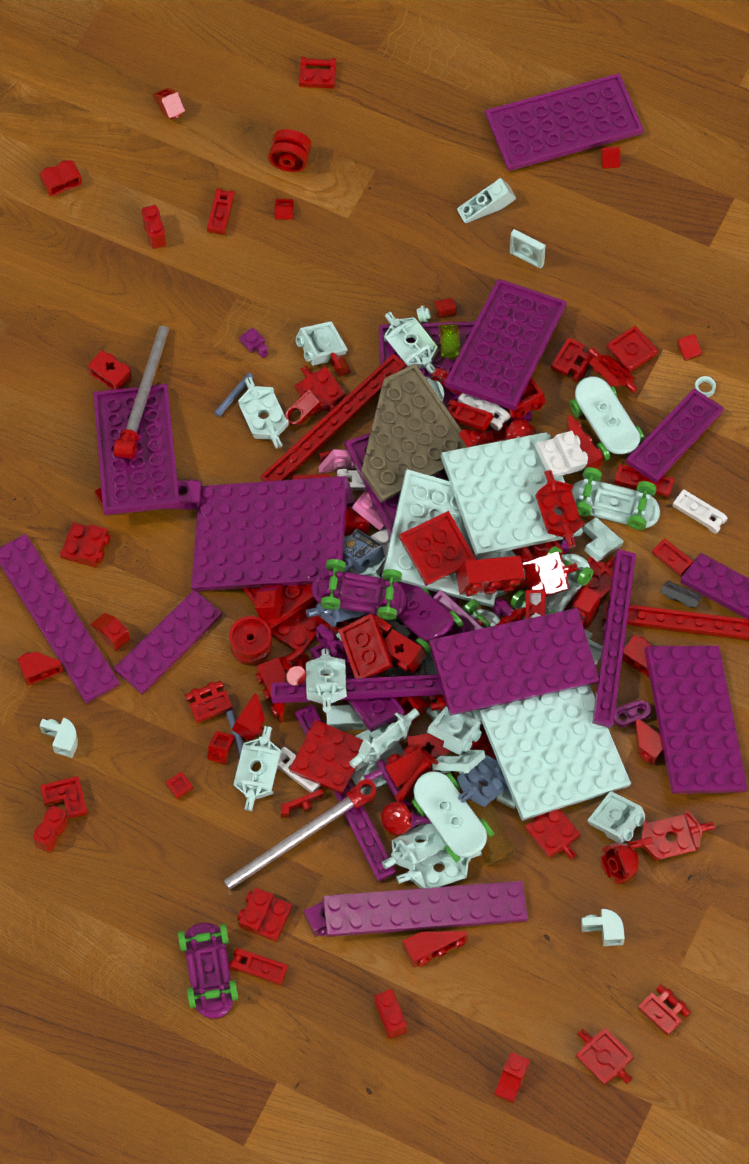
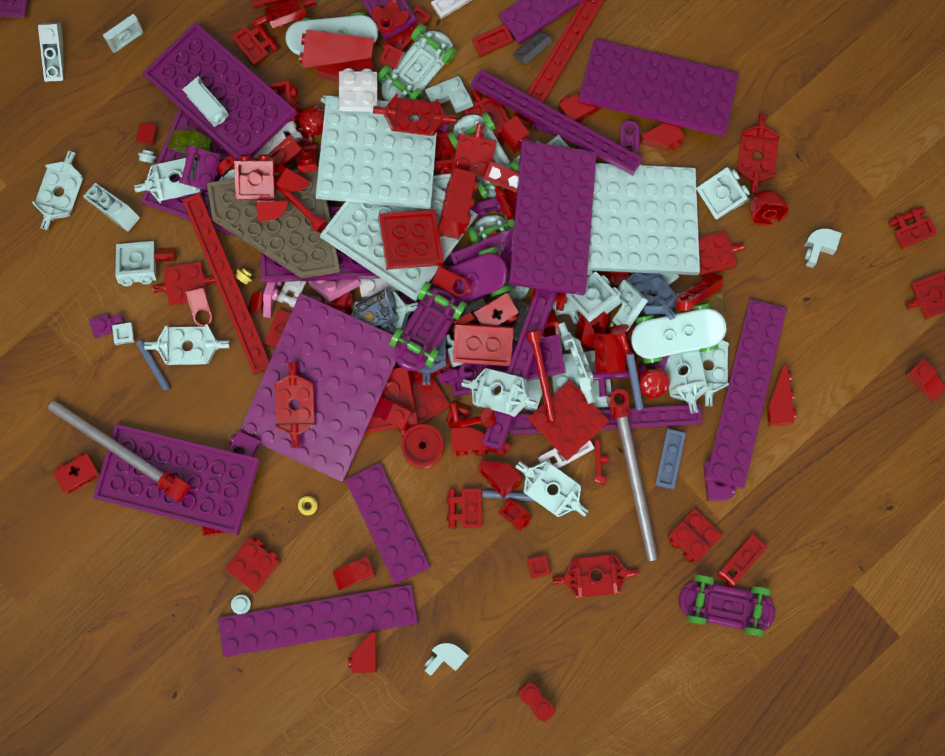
camera: 70 degrees left, 15 degrees up
(45, 548) = (240, 604): none -> light aqua plate
(66, 791) = (503, 671): red plate -> none
(157, 563) = (303, 501): none -> light yellow plate
(195, 853) = (582, 585): none -> red plate
(227, 517) = (290, 420): none -> red plate
(252, 359) = (123, 333): none -> light aqua plate
(330, 865) = (670, 459): none -> sand blue plate
(347, 433) = (244, 275): none -> light yellow plate
(363, 305) = (111, 207): none -> light aqua slope
(373, 252) = (58, 176): none -> light aqua plate
(387, 686) = (534, 339): none -> red piece
(389, 797) = (634, 381): none -> sand blue bar
(390, 1013) = (831, 461): red brick -> none
(412, 420) = (270, 208): none -> red brick
(413, 594) = (447, 280): none -> red piece
(418, 463) = (318, 222): none -> red piece
(428, 359) = (204, 170): none -> magenta plate
(436, 396) = (254, 177): none -> plate
(448, 428) = (290, 179): none -> red brick
(489, 332) = (205, 102): none -> light aqua window
(502, 824) = (699, 292): none -> red beam
(591, 416) = (333, 48): none -> red slope
(611, 474) = (391, 56): none -> red plate
(649, 455) = (389, 15): none -> red plate

